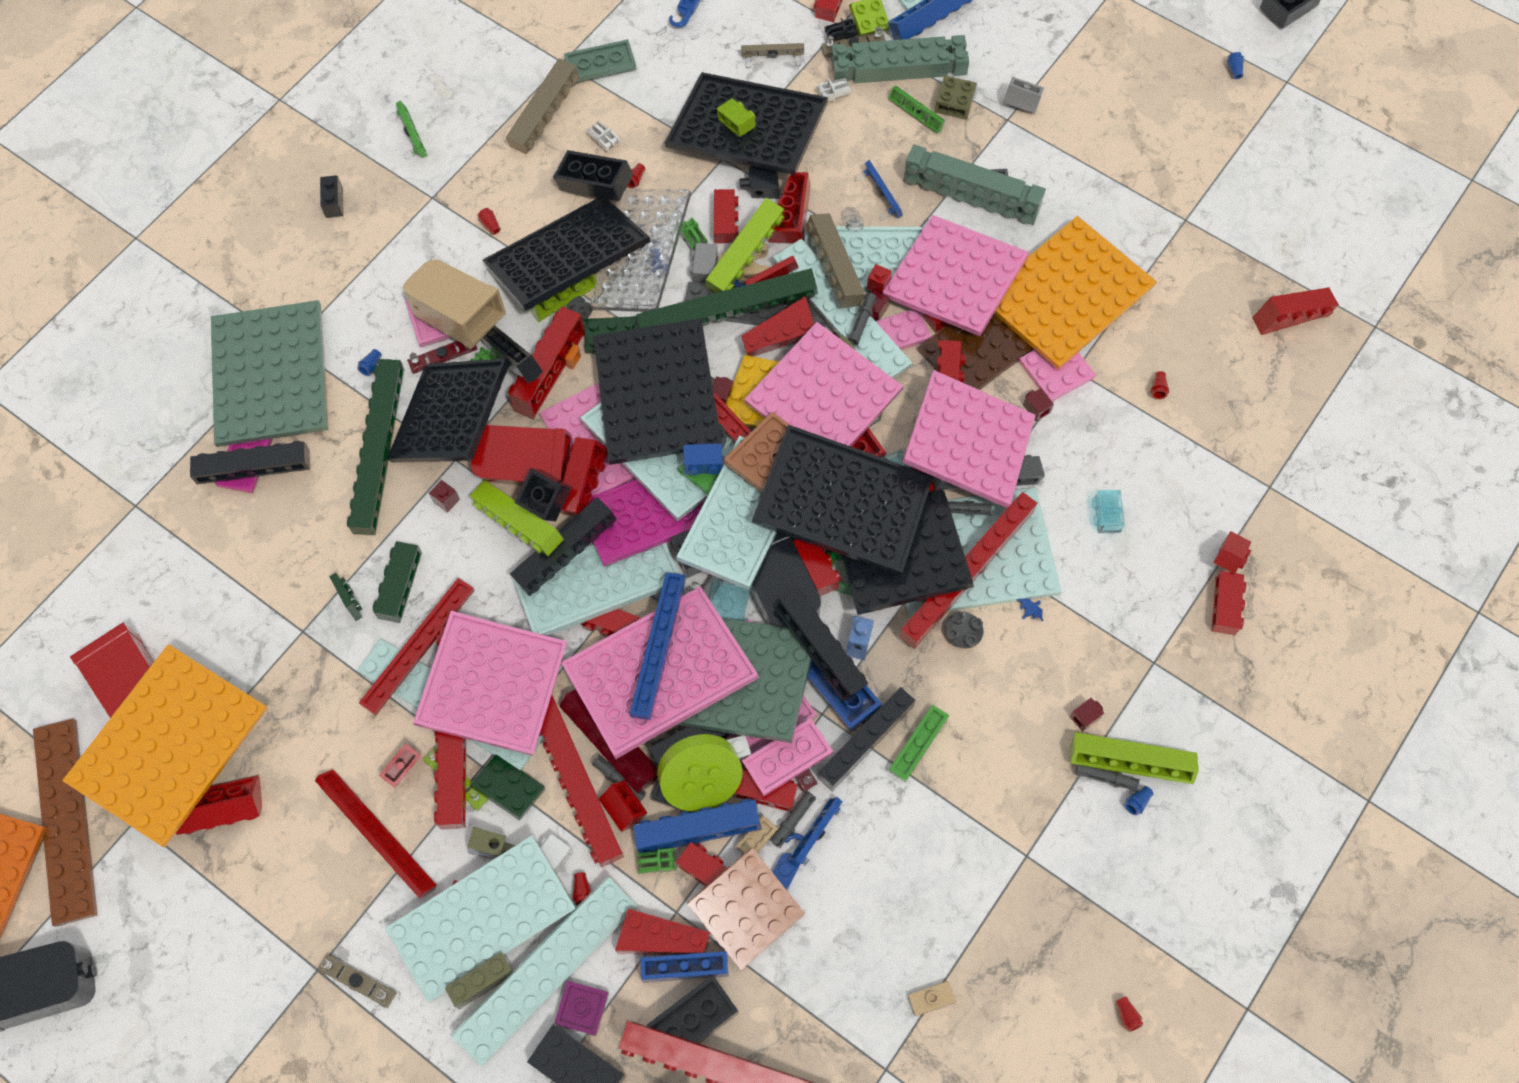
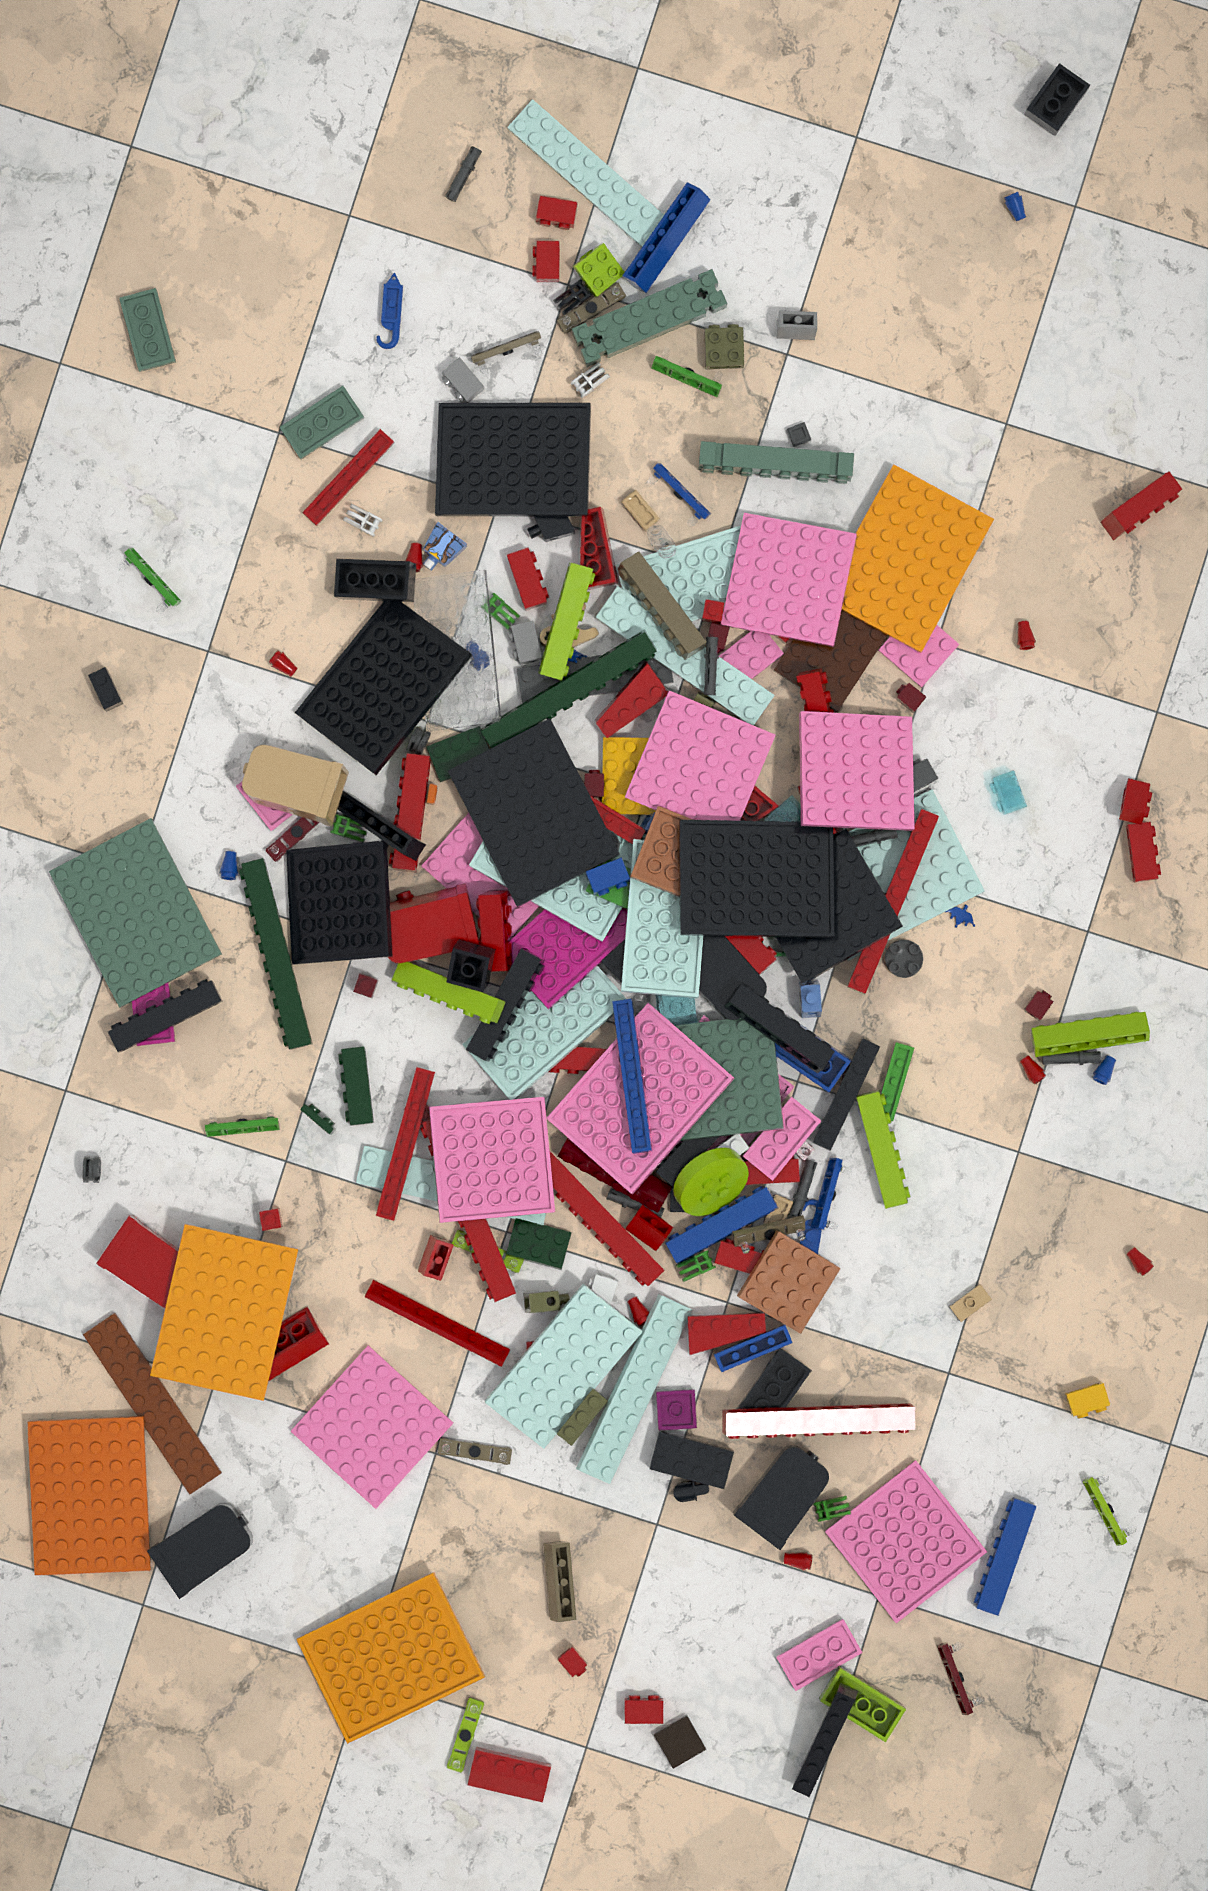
camera: 20 degrees left, 20 degrees up
(119, 577) = (94, 1171): none -> dark grey wheel
(260, 677) = (270, 1219): none -> red brick
(265, 919) = (372, 1427): none -> bright pink plate
(276, 584) = (242, 1125): none -> bright green piece
(542, 106) = (285, 505): dark tan brick -> none
(604, 104) = (348, 477): none -> red plate
(662, 173) = (442, 547): none -> torso
(727, 61) = (462, 380): none -> light grey brick
(736, 117) = (503, 464): lime brick -> none
(738, 846) = (766, 1232): none -> dark tan piece
(779, 269) = (603, 642): red tile -> none
(842, 193) = (640, 510): none -> tan plate
(886, 804) = (882, 1148): none -> lime brick
(1064, 776) = (1033, 1071): none -> red cone

